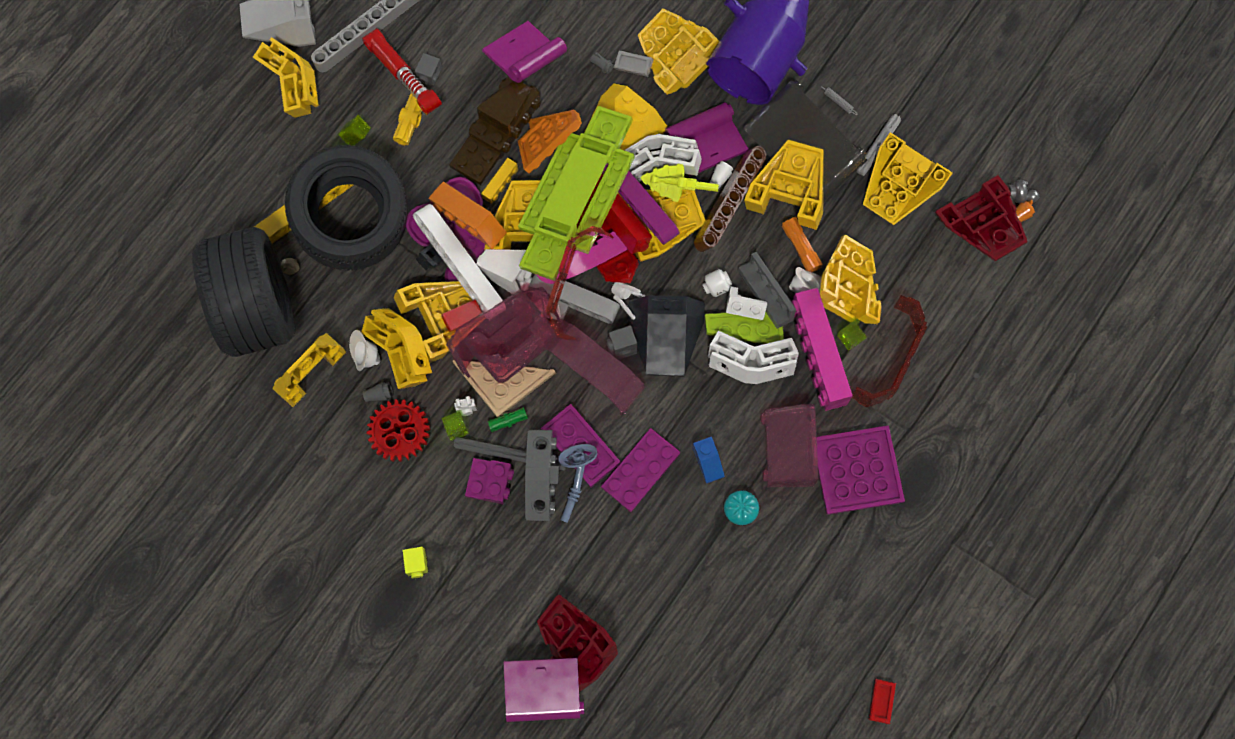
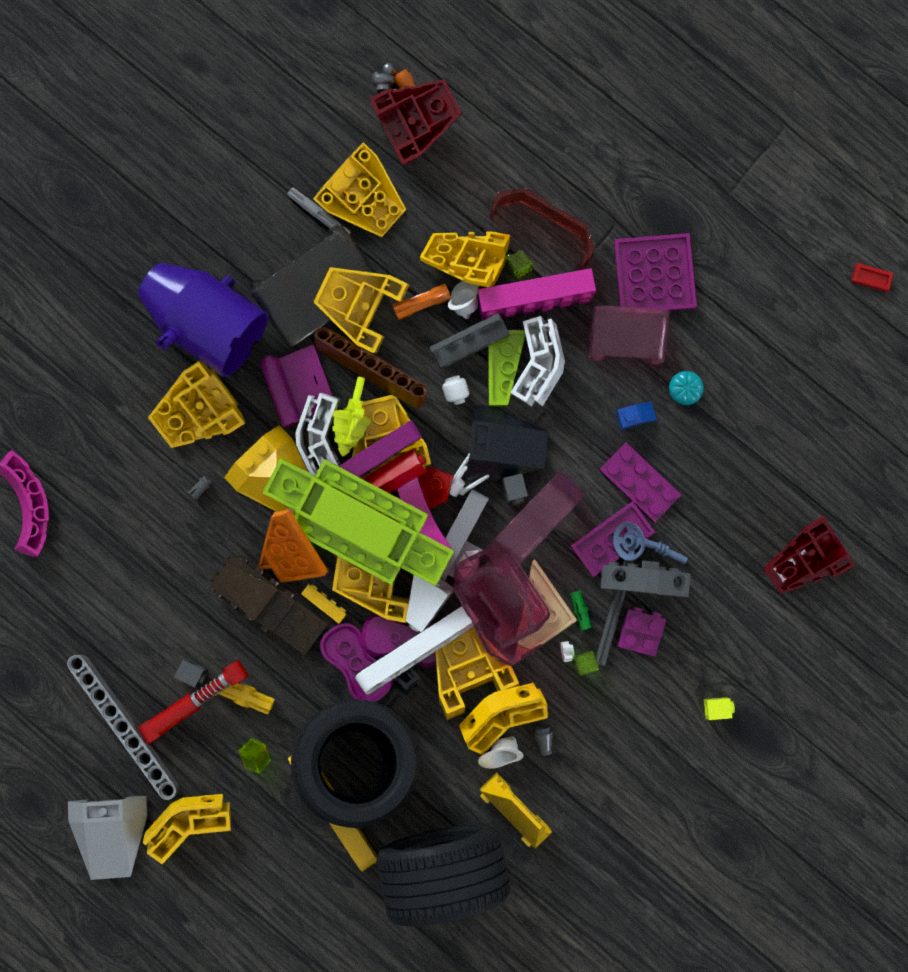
camera: 90 degrees left, 10 degrees up
(289, 266) = (401, 828): dark tan plate -> none
(403, 446) = (601, 715): red gear -> none
(456, 317) = (474, 649): red tile -> none
(467, 215) = (368, 638): orange wedge -> none
(524, 51) = (185, 566): magenta door -> none
(542, 690) = (850, 591): magenta door -> none
(564, 269) = (513, 546): clear red windscreen -> none
(633, 63) = (205, 454): light grey tile -> none
(721, 173) = (339, 375): white cone -> none
(745, 306) = (485, 367): white bracket -> none
(839, 100) = (265, 247): light grey piece -> none

